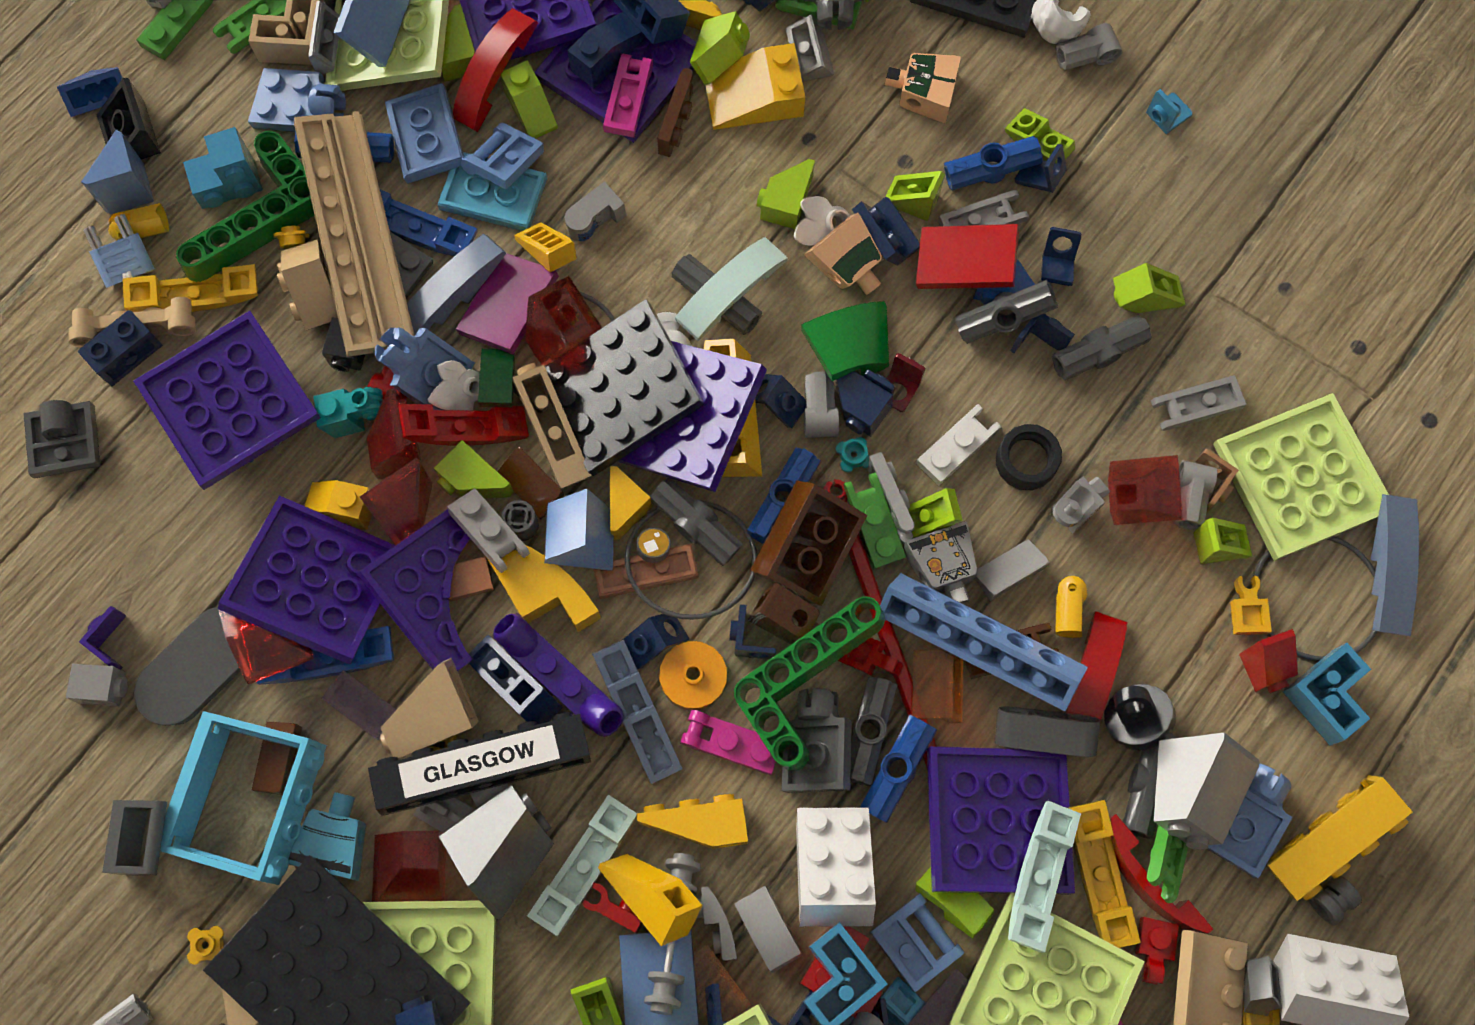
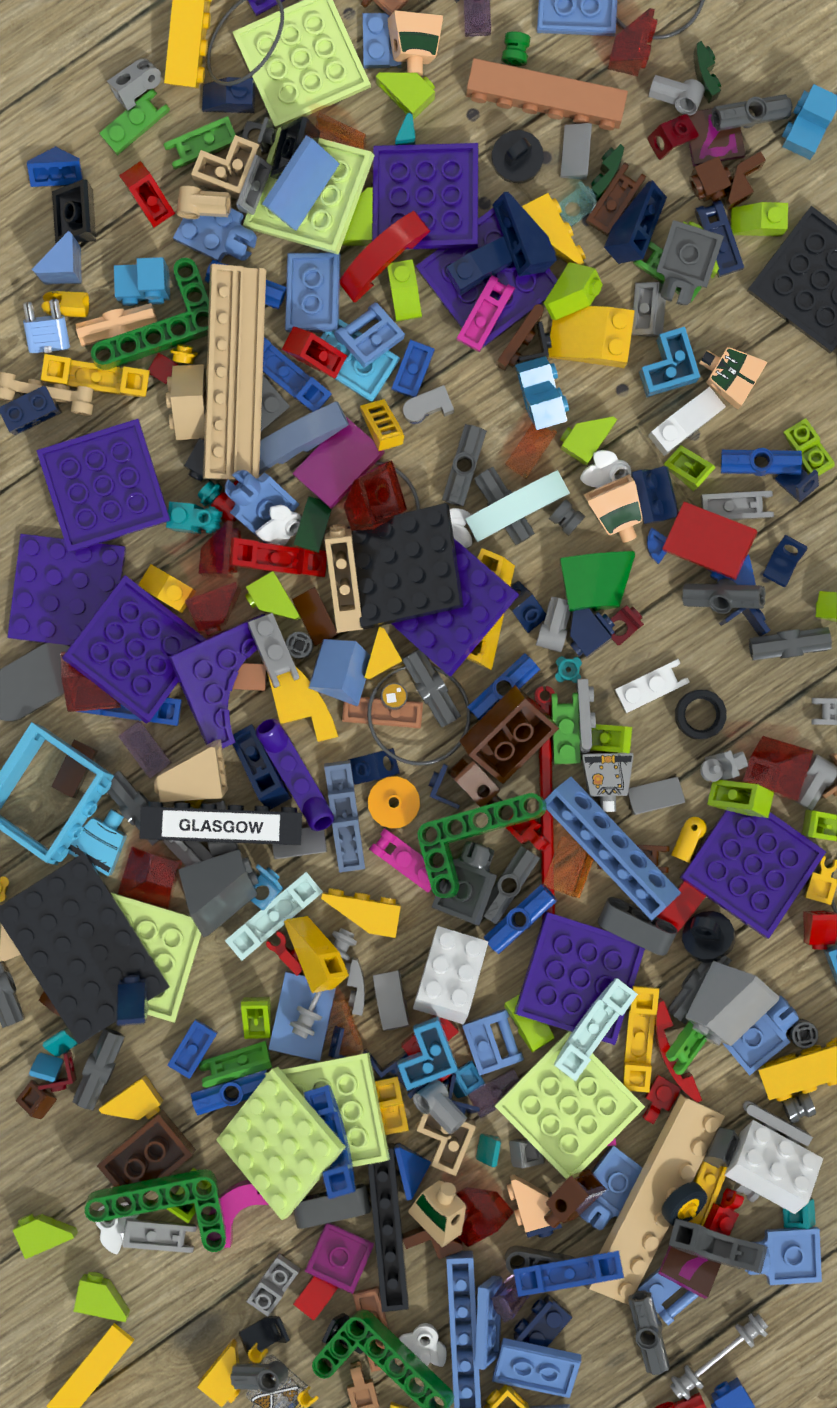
camera: 20 degrees right, 15 degrees up
(195, 223) = (114, 323): none -> light nougat piece
(200, 540) = (60, 589): none -> dark purple plate
(206, 84) = (147, 194): none -> red slope
(261, 71) = (195, 203): none -> tan piece
(267, 262) = (162, 367): none -> red piece
(354, 775) = (128, 800): none -> dark grey piece
(360, 376) = (209, 493): none -> teal plate
(443, 188) = (314, 352): none -> red slope
(563, 179) = (413, 369): none -> blue plate
(563, 820) = (269, 879): none -> dark azure bracket
(605, 757) = (311, 843): none -> light grey slope
(655, 246) = (469, 449): none -> dark grey piece
(705, 111) = (545, 343): none -> black bracket
(716, 156) = (542, 399): none -> brick
(727, 226) = (530, 450): none -> clear orange panel
(793, 284) = (567, 517): none -> dark grey wheel
(858, 93) = (677, 364): none -> dark azure brick
(890, 149) = (686, 421): none -> white slope
(906, 289) = (655, 543): none -> blue tile
(1115, 533) = (741, 798): none -> lime slope
(1159, 613) = (753, 868): none -> dark purple plate
(1296, 804) = (799, 1031): none -> dark grey wheel
(1318, 930) = (776, 1123): none -> light grey hinge

